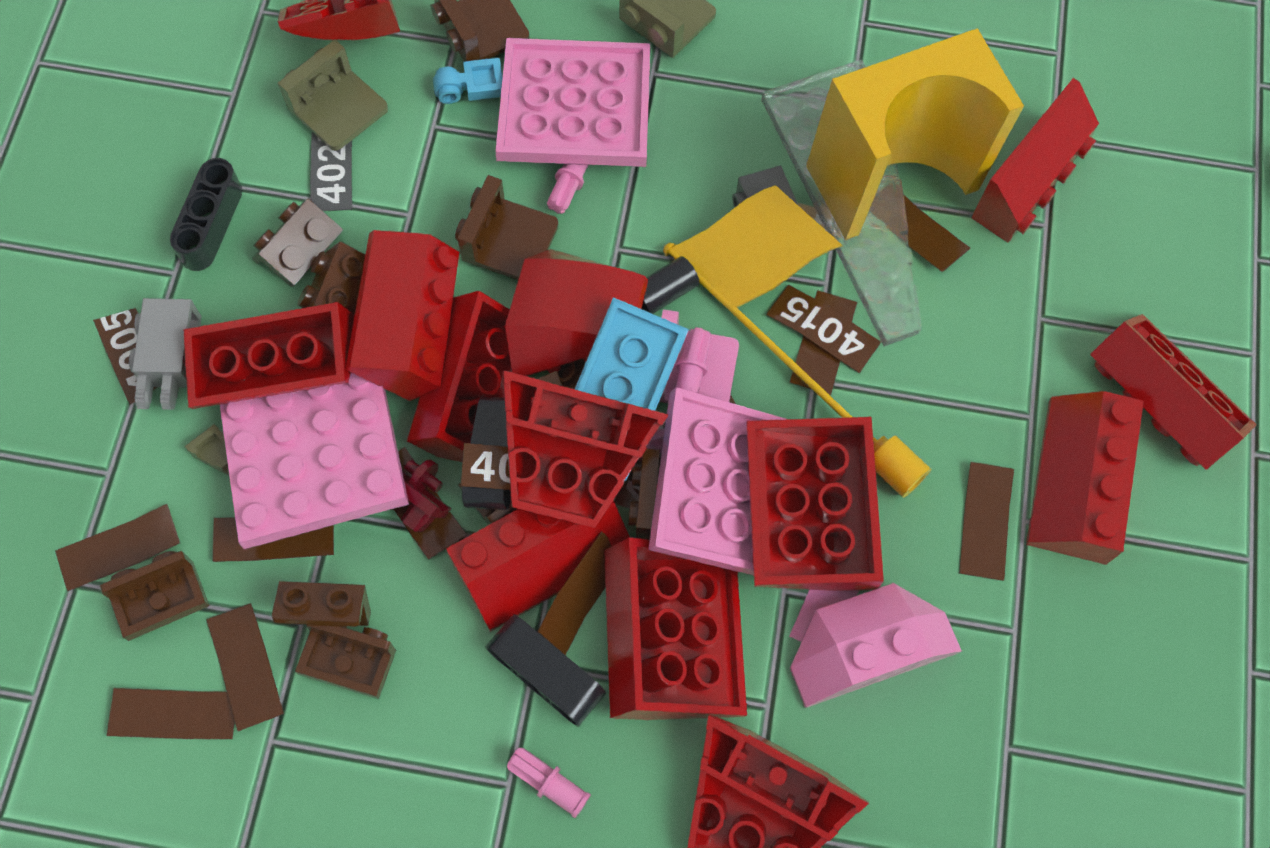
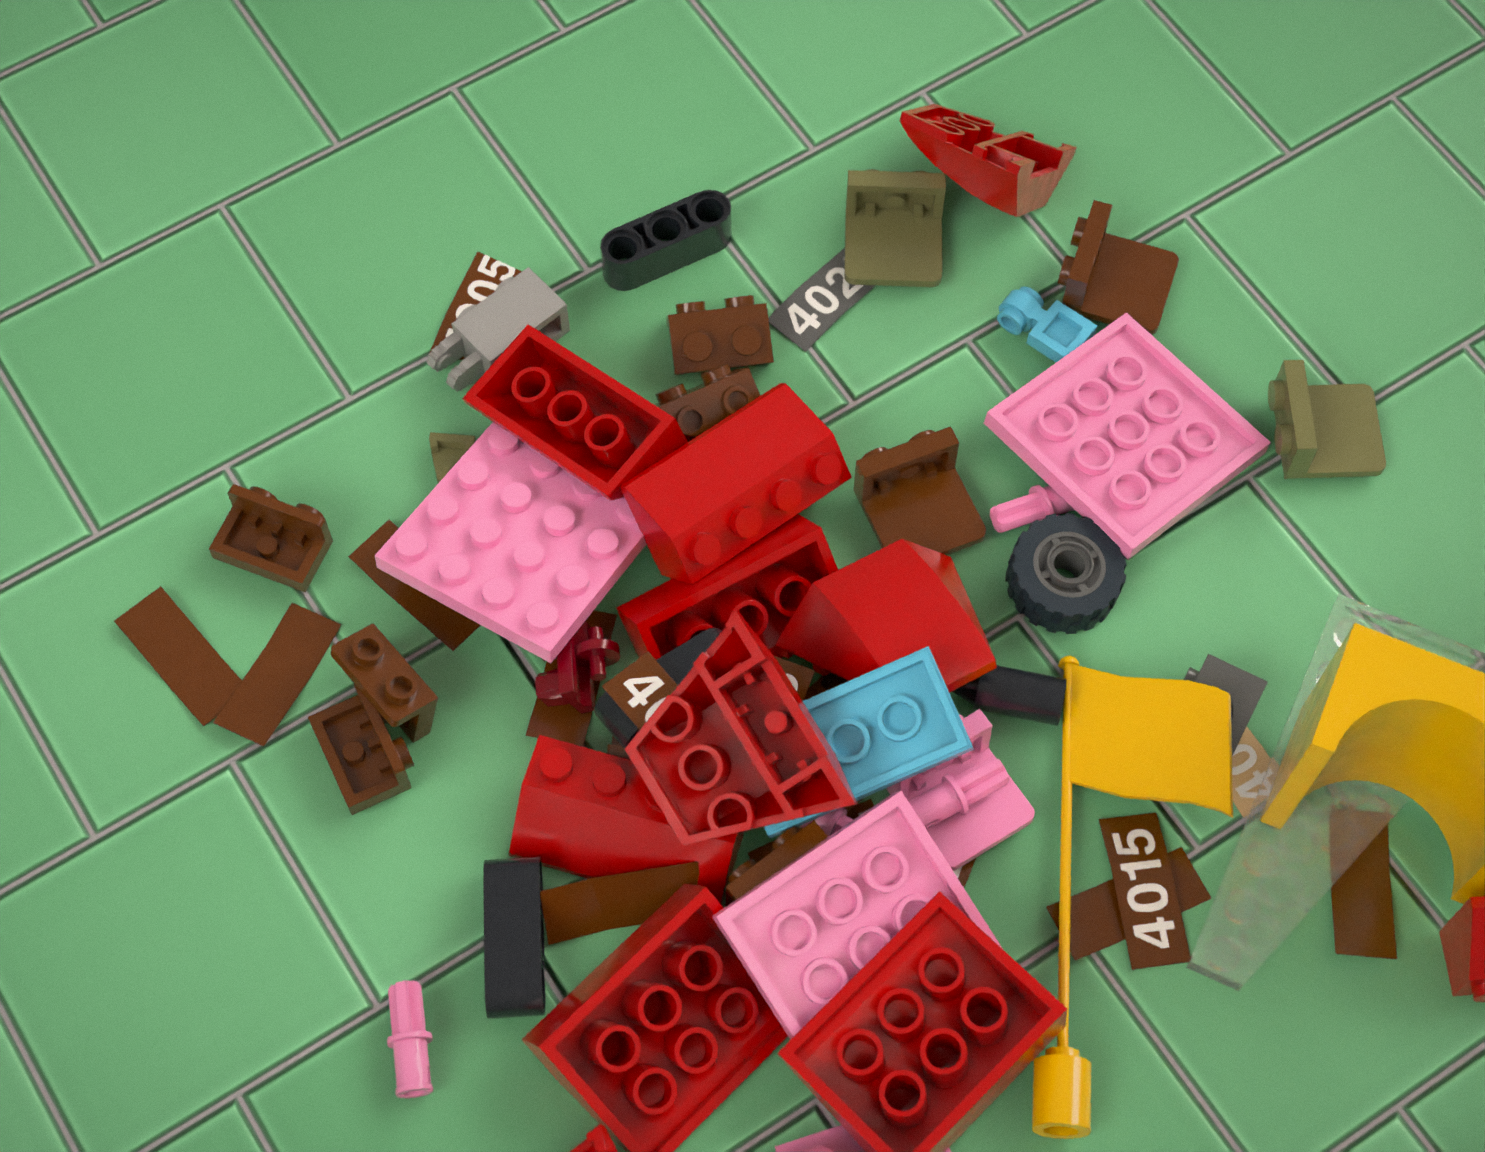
camera: 50 degrees right, 5 degrees down
(117, 548) = (289, 470): reddish brown sticker -> none
(620, 222) = (1061, 601): none -> black wheel

